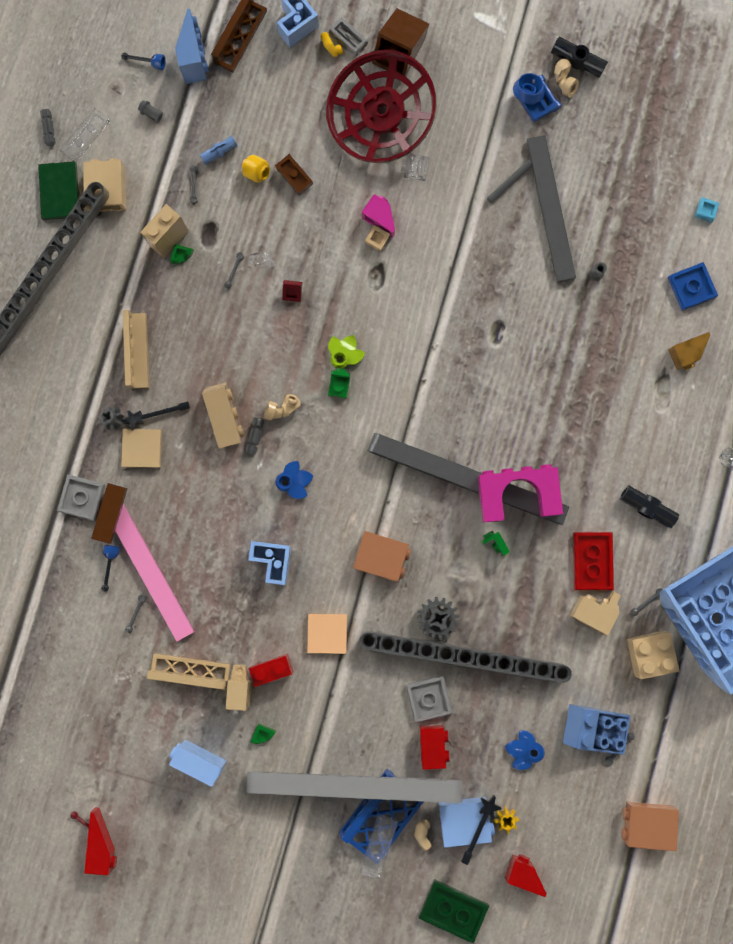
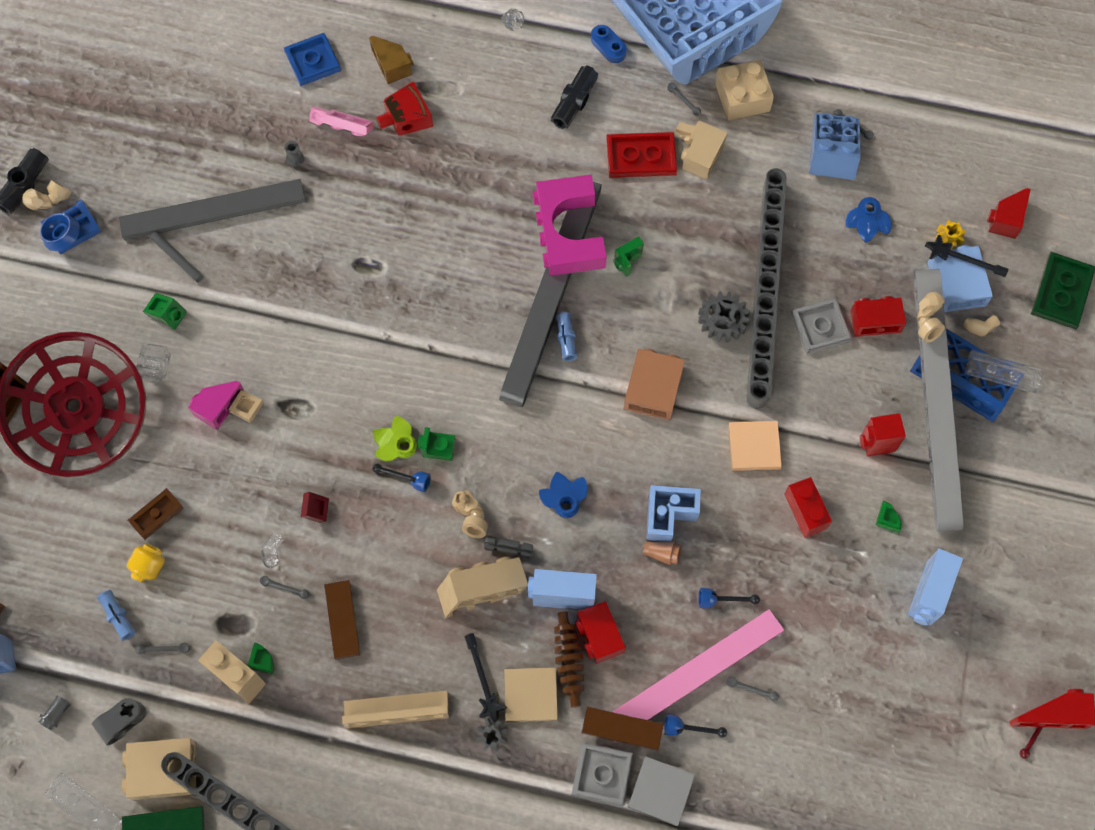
camera: 95 degrees left, 15 degrees down
(65, 539) = (661, 791): none -> light grey tile
(140, 154) = (116, 722): none -> dark grey piece
(164, 477) = (569, 659): none -> reddish brown piece
(182, 501) = (600, 633): none -> red brick
(190, 679) = (830, 613): tan fence -> none
(204, 586) = (708, 598): none -> hinge
(206, 312) = (342, 620): none -> reddish brown tile
(213, 473) = (562, 589): none -> light blue brick
(238, 689) = (838, 540): tan hinge -> none
(241, 555) = (663, 551): none -> nougat cone
(310, 370) = (419, 480): none -> hinge
(325, 737) = (882, 434): none -> red brick
(423, 787) = (930, 327): none -> tan arm
(426, 488) = (566, 336): none -> medium blue pin
(460, 174) = (165, 310): none -> green bracket
(629, 311) = (340, 121): none -> bright pink hinge
(637, 363) = (406, 111): none -> red torso
(650, 826) = (934, 89): nougat brick -> none
(705, 539) = (607, 42): none -> blue plate
(707, 209) = (219, 46): medium azure tile -> none

